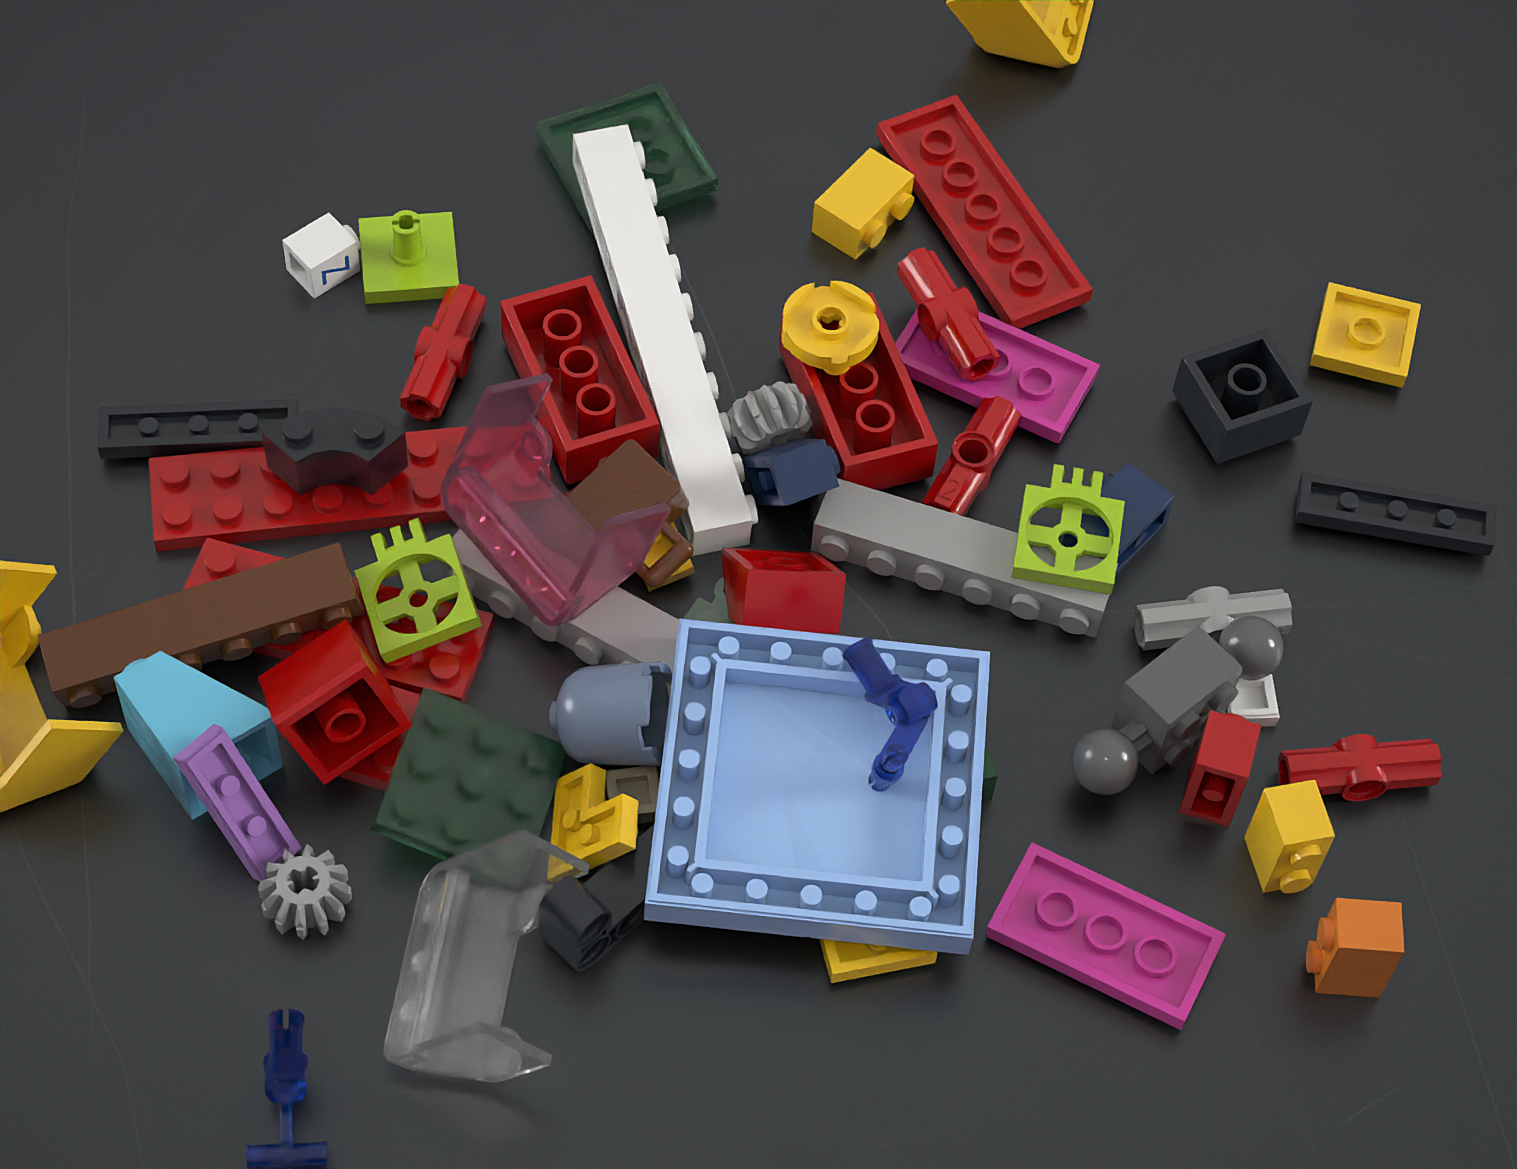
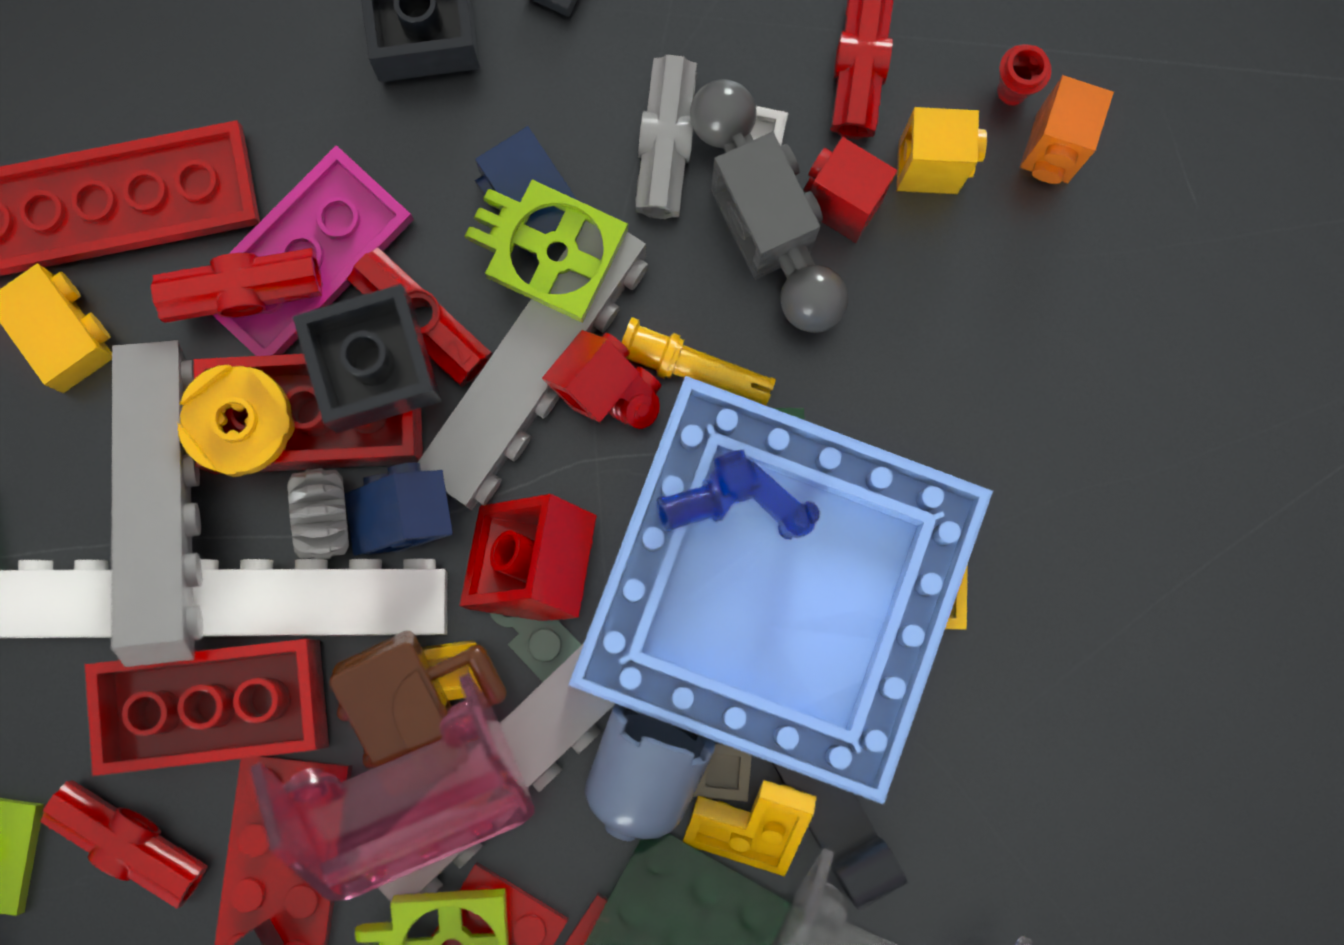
camera: 75 degrees left, 25 degrees up
(727, 288) = (152, 508): none -> light grey brick
(915, 399) = (367, 359): none -> black brick
(969, 598) = (599, 380): none -> red brick
(1007, 670) = (670, 357): none -> yellow pin
(1105, 935) = (978, 357): dark pink plate -> none
(1406, 888) = (1023, 73): none -> red cone

